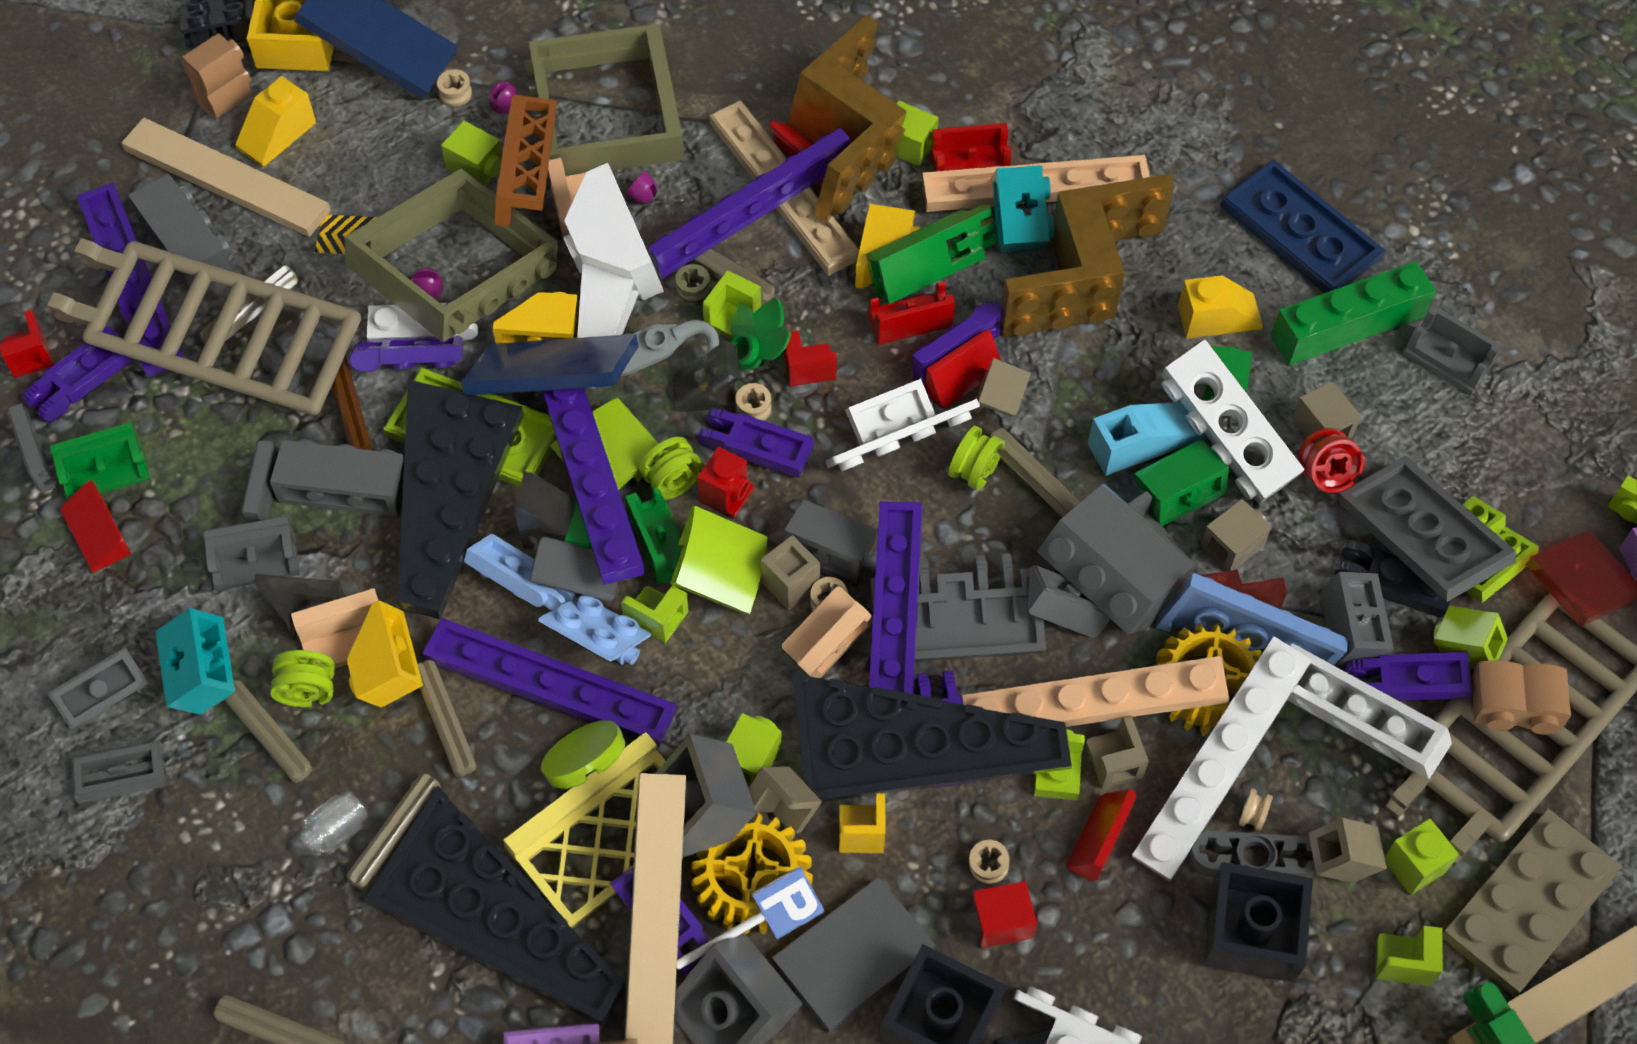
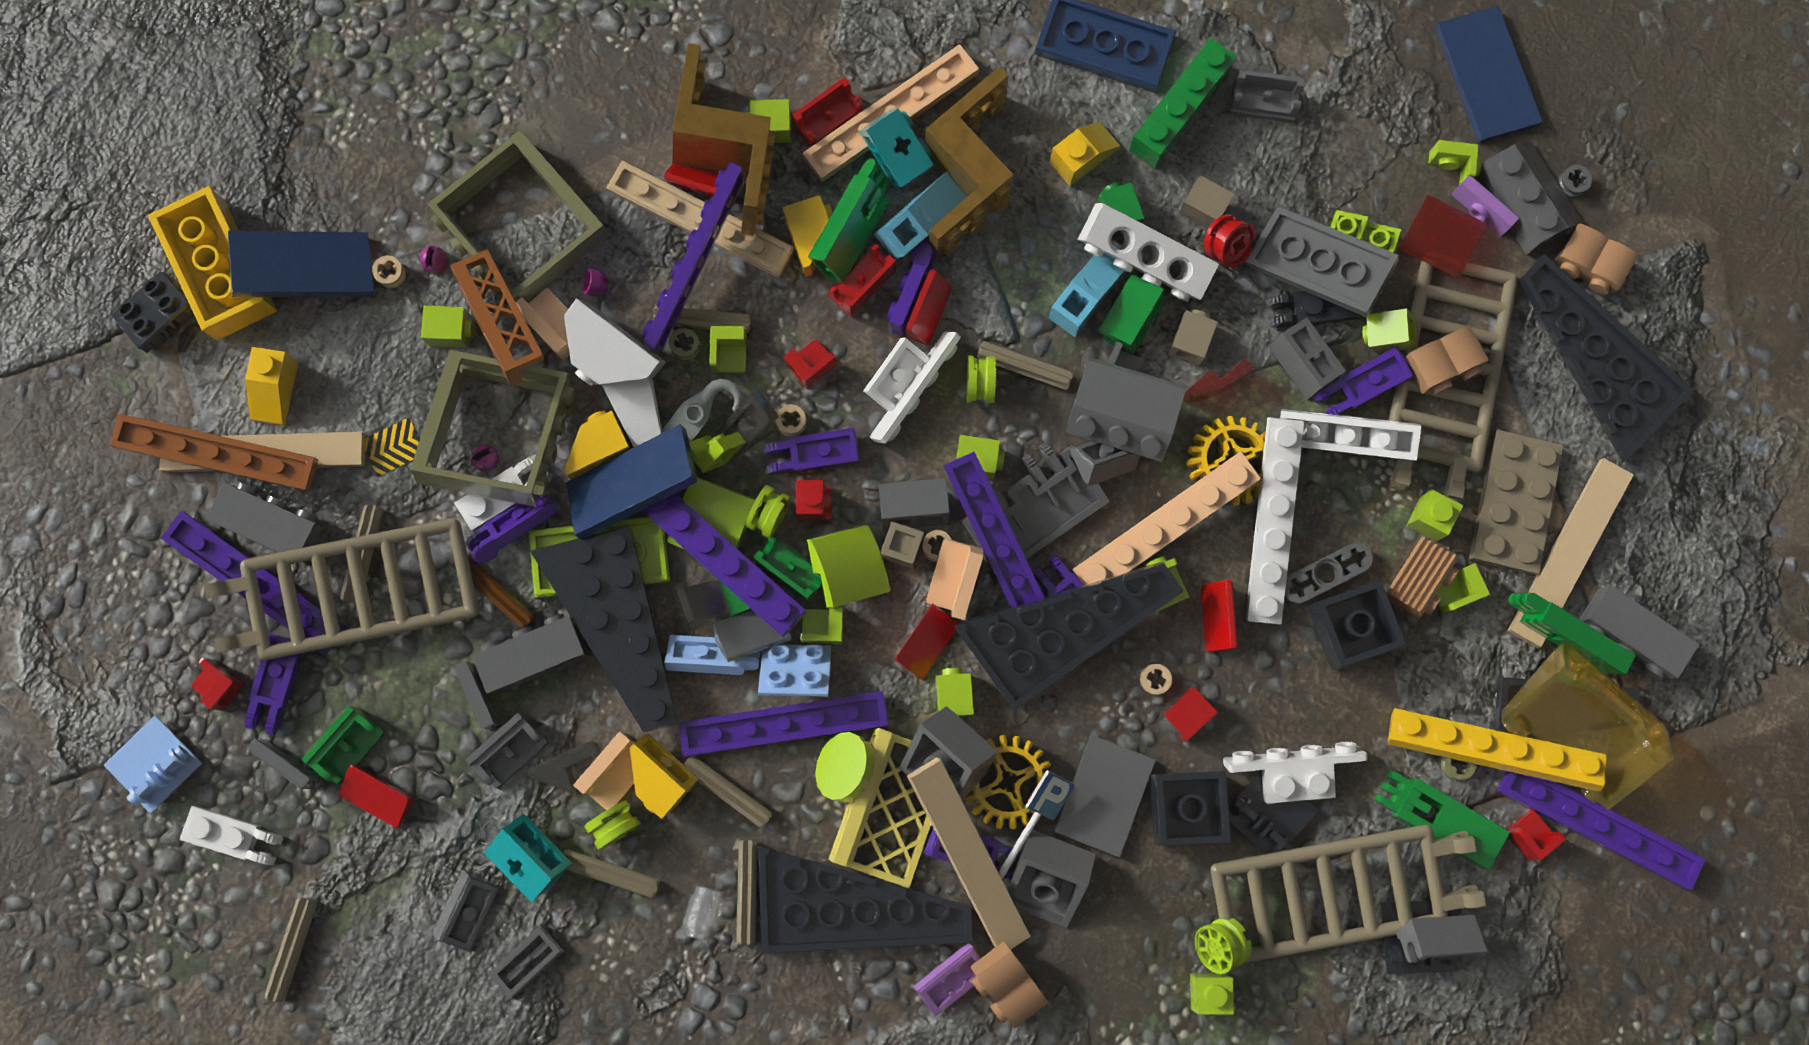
camera: 30 degrees left, 20 degrees up
(181, 149) = (214, 452): none -> dark orange plate
(217, 75) = (199, 372): medium nougat brick -> none
(657, 387) = (715, 452): none -> lime bracket
(754, 683) = (926, 642): none -> red slope
(759, 333) = (765, 362): green plate -> none
(785, 795) = (1000, 715): dark tan panel -> none
(862, 827) = (1060, 704): yellow panel -> none
(938, 533) = (986, 451): none -> lime brick
(984, 279) = (918, 216): none -> medium azure slope
(1002, 388) = (966, 312): dark tan panel -> none
(1118, 755) = (1198, 552): dark tan panel -> none
(1213, 603) = (1267, 400): medium blue wing -> none
(1255, 810) = (1311, 542): tan bush -> none
(1347, 850) = (1387, 540): dark tan brick -> none
(1368, 917) = (1421, 578): none -> medium nougat brick

